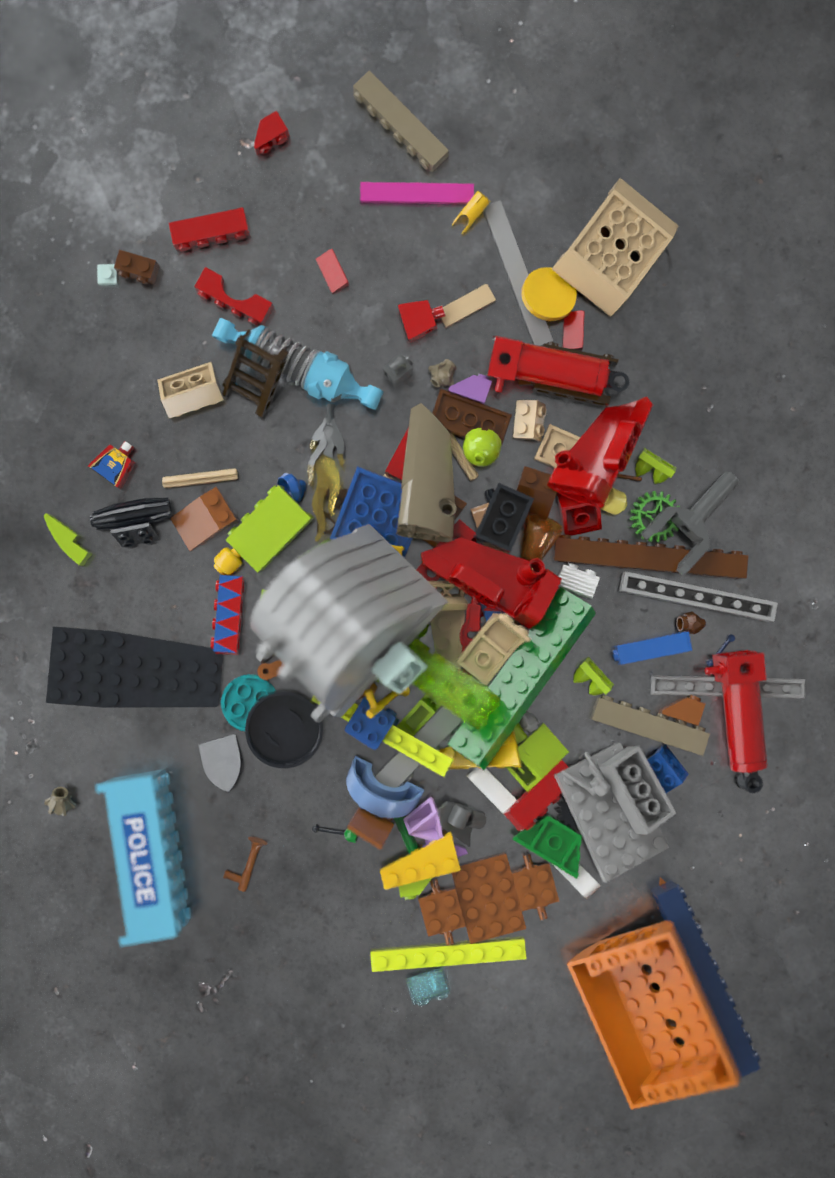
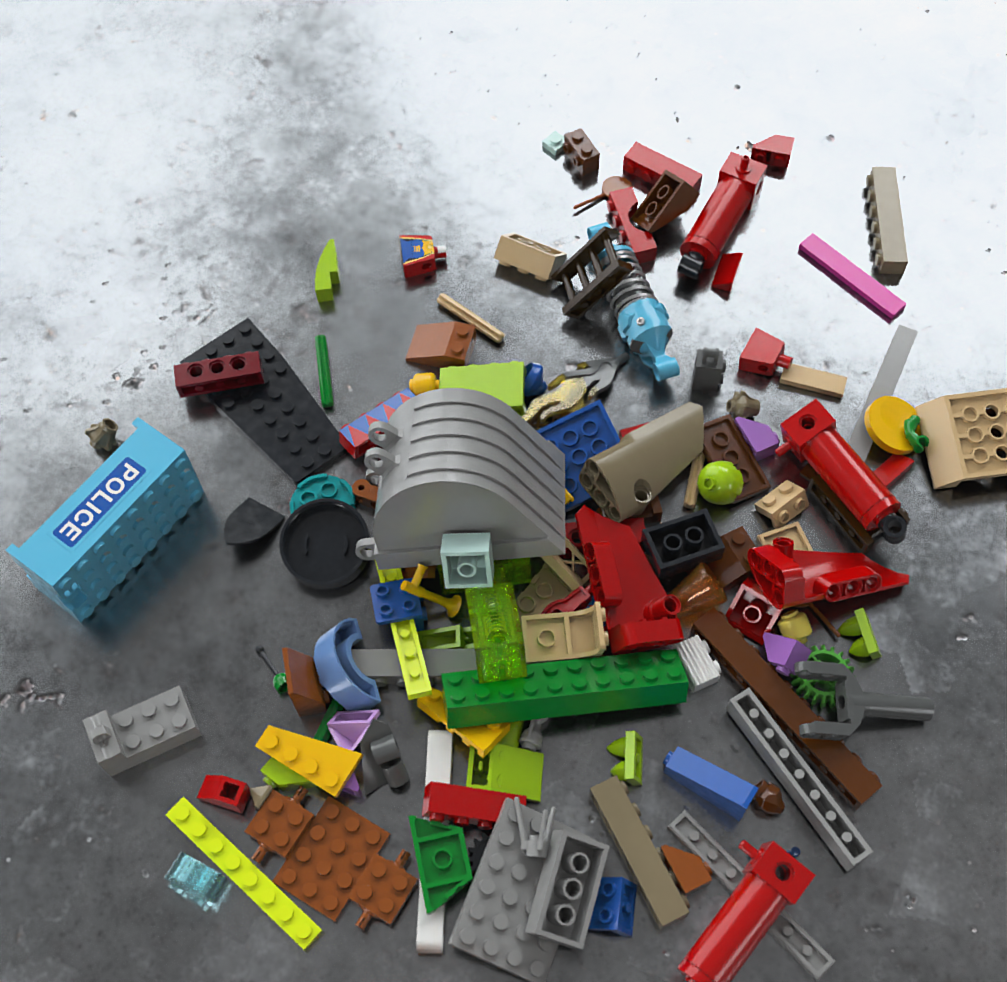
camera: 45 degrees right, 25 degrees down
(87, 700) = (211, 381): none -> dark red brick
(132, 519) = (385, 297): black plate -> none
(147, 613) = (324, 371): none -> green axle
(187, 273) = (609, 184): none -> piece
(243, 261) = (665, 202): none -> reddish brown slope
(256, 844) = (159, 631): dark orange piece -> none
(288, 231) = (736, 190): none -> red piece
(306, 944) = (141, 731): none -> light grey hinge
(391, 928) = (224, 792): none -> red slope
(413, 908) = (259, 795): none -> dark tan slope
(473, 209) = (885, 318): yellow piece -> none
(561, 288) = (915, 441): none -> green piece
(624, 527) = (784, 652): none -> medium lavender slope

